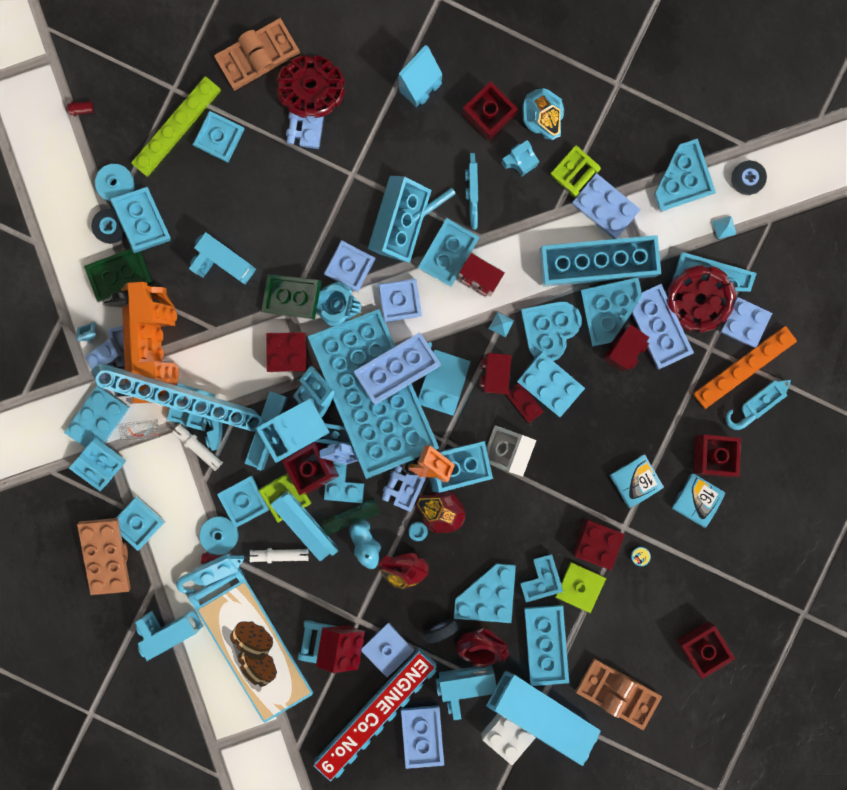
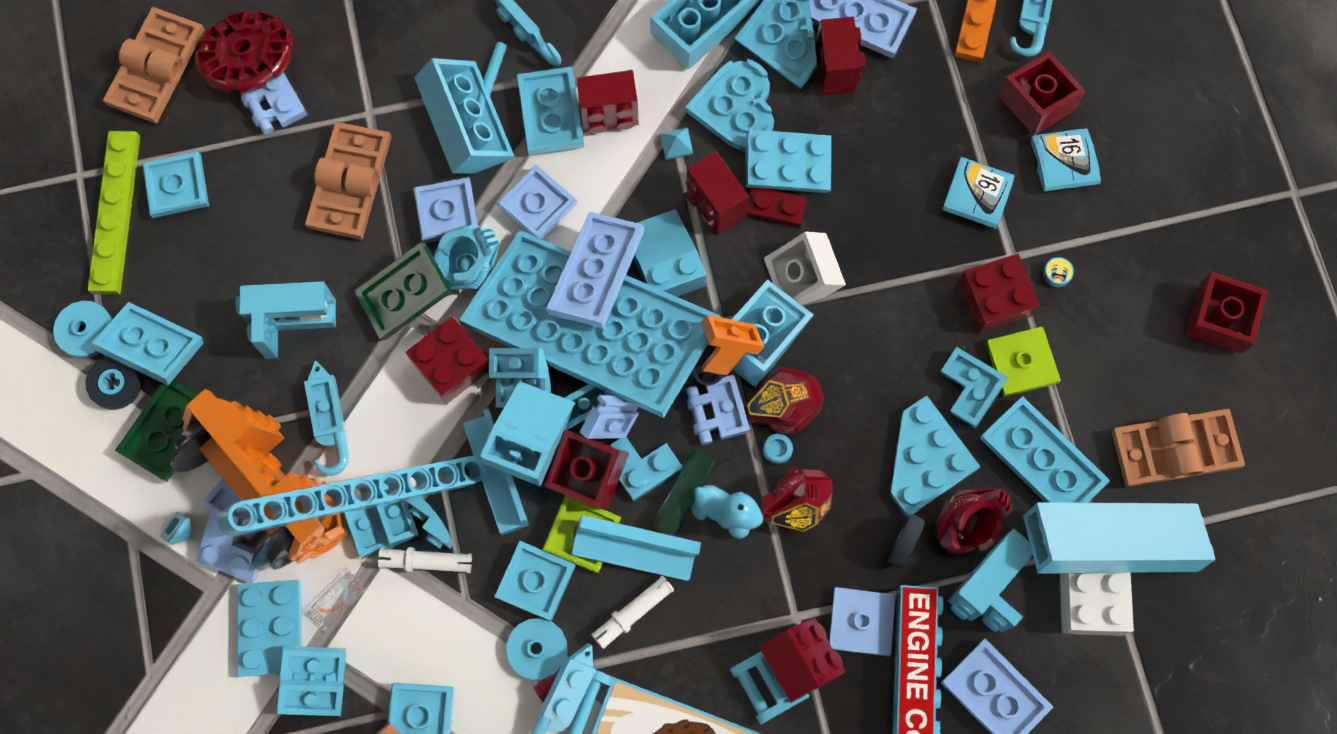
camera: 40 degrees left, 15 degrees down
(203, 332) = (327, 417): none -> medium azure plate
(311, 207) = (348, 180): none -> nougat plate

